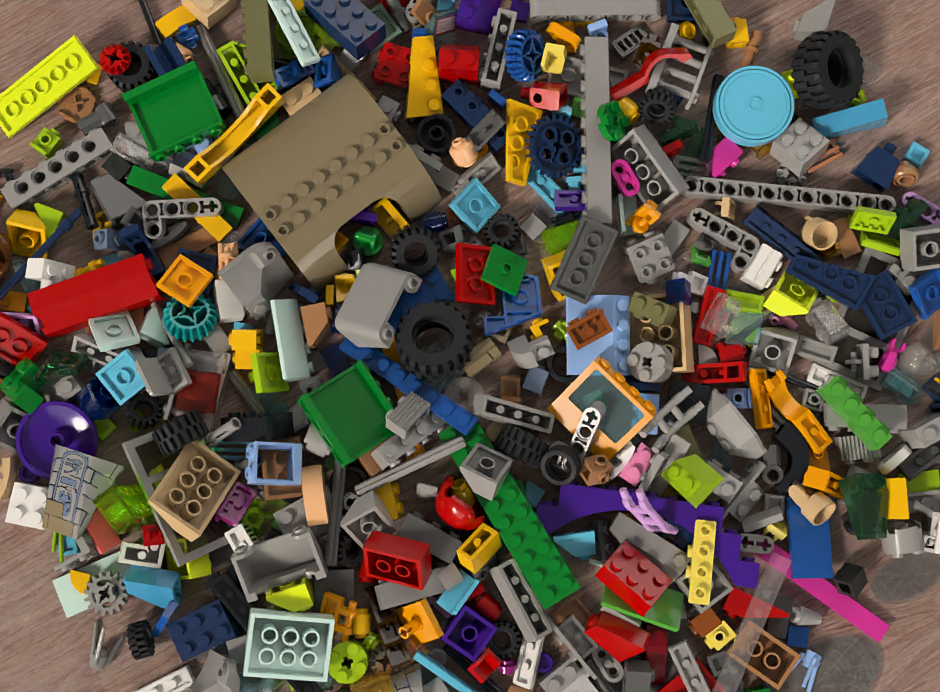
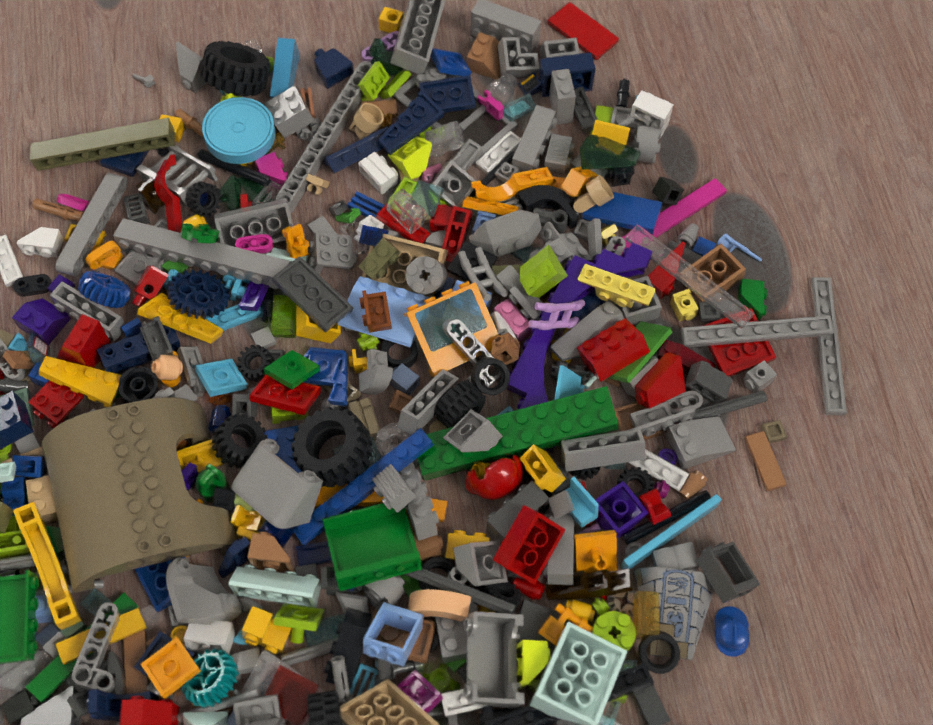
camera: 70 degrees left, 20 degrees down
(227, 253) = (165, 618): light nougat hips -> none
(410, 465) = (443, 508): light grey axle -> none
(426, 491) = (472, 505): light grey slope -> none
(487, 606) = (600, 486): red brick -> none
(553, 58) = (119, 269): light yellow panel -> none
(597, 29) = (110, 227): light blue tile -> none
(687, 30) = (148, 161): yellow plate -> none
(703, 623) = (671, 312): dark orange brick -> none
(725, 227) = (319, 202): light grey beam -> none
(854, 412) = (528, 139): bright green brick -> none
(860, 361) = (488, 125): light grey hips -> none
(894, 459) = (576, 130): white beam -> none
(905, 175) = (348, 49): medium nougat brick -> none
(916, 154) = (334, 39): medium azure tile -> none

